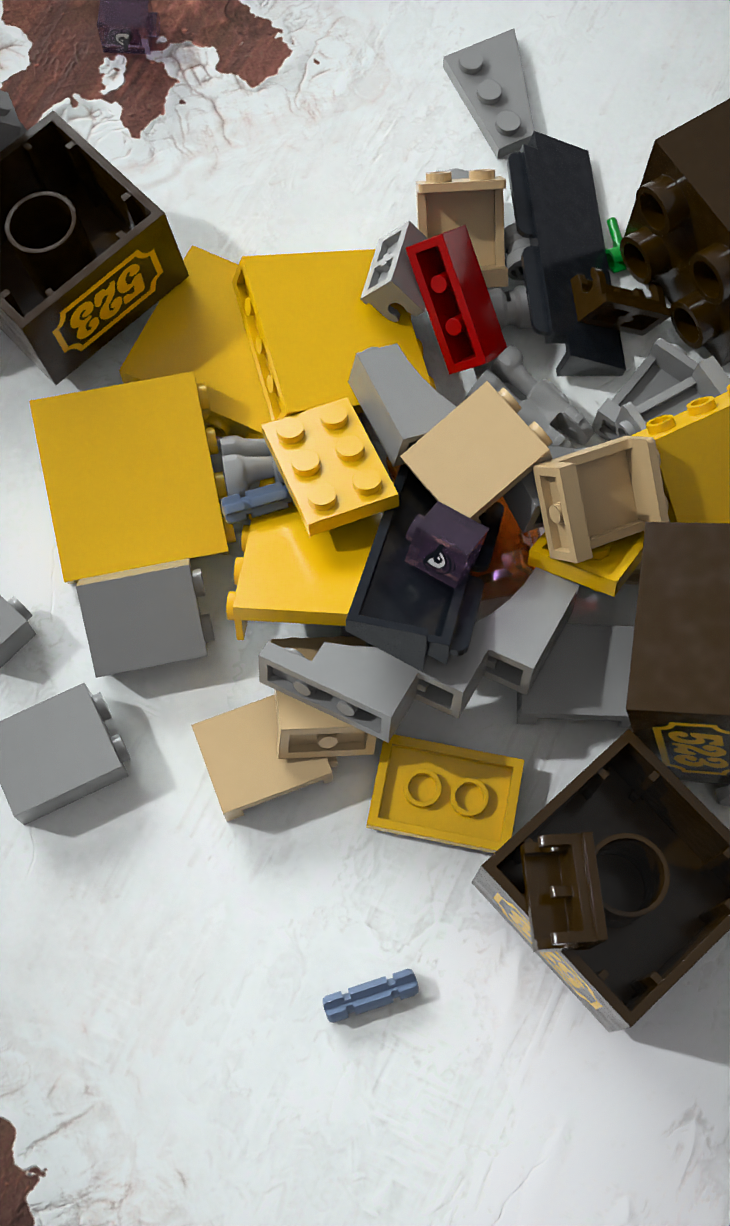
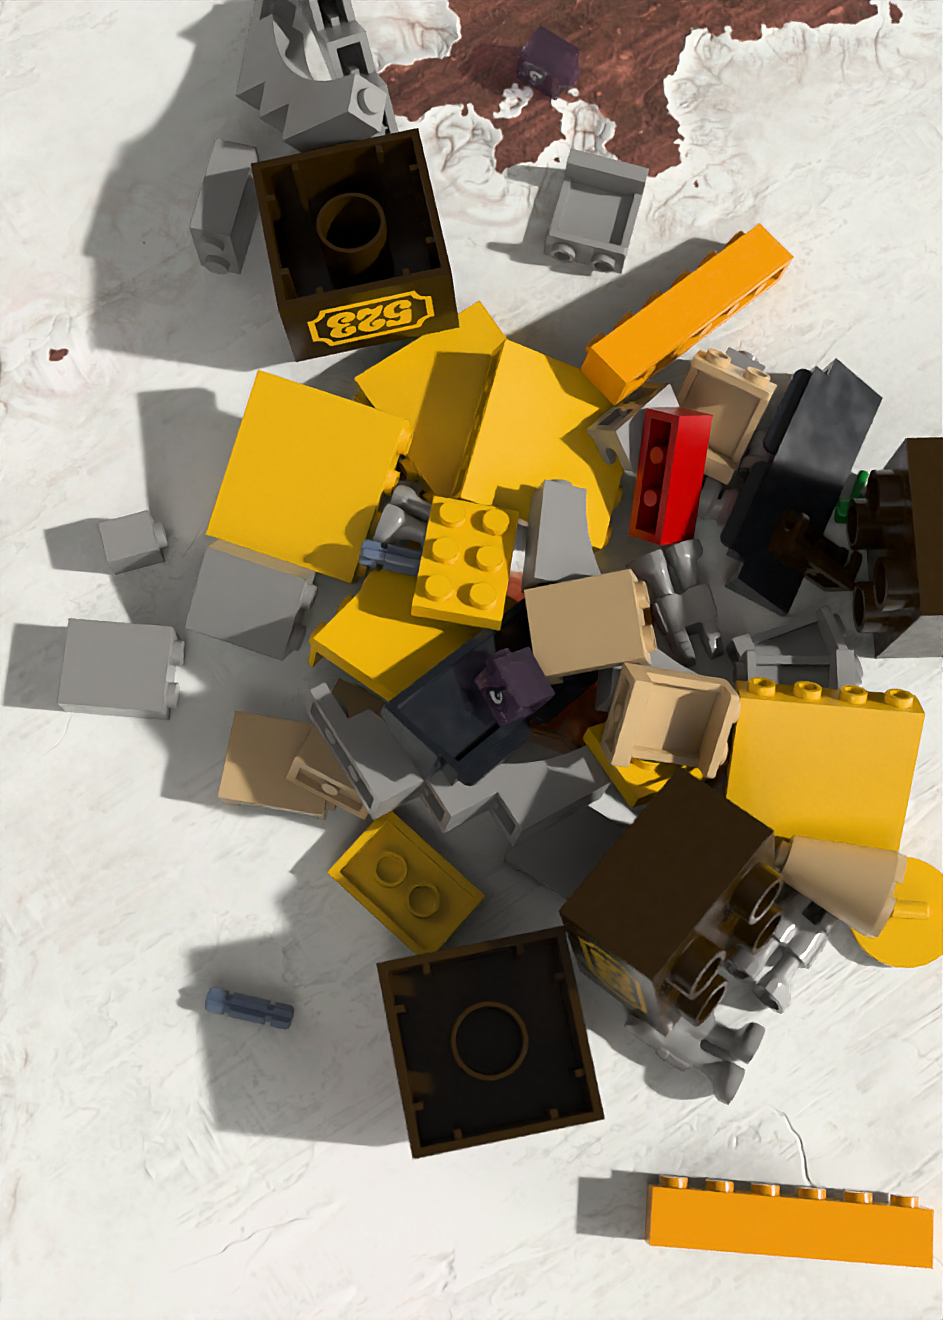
camera: 30 degrees right, 5 degrees up
(245, 123) = (596, 211): none -> light grey panel
(381, 163) = (685, 313): none -> light orange brick
(494, 90) = (834, 296): light grey wing -> none
(563, 892) = (422, 1023): dark brown hinge -> none

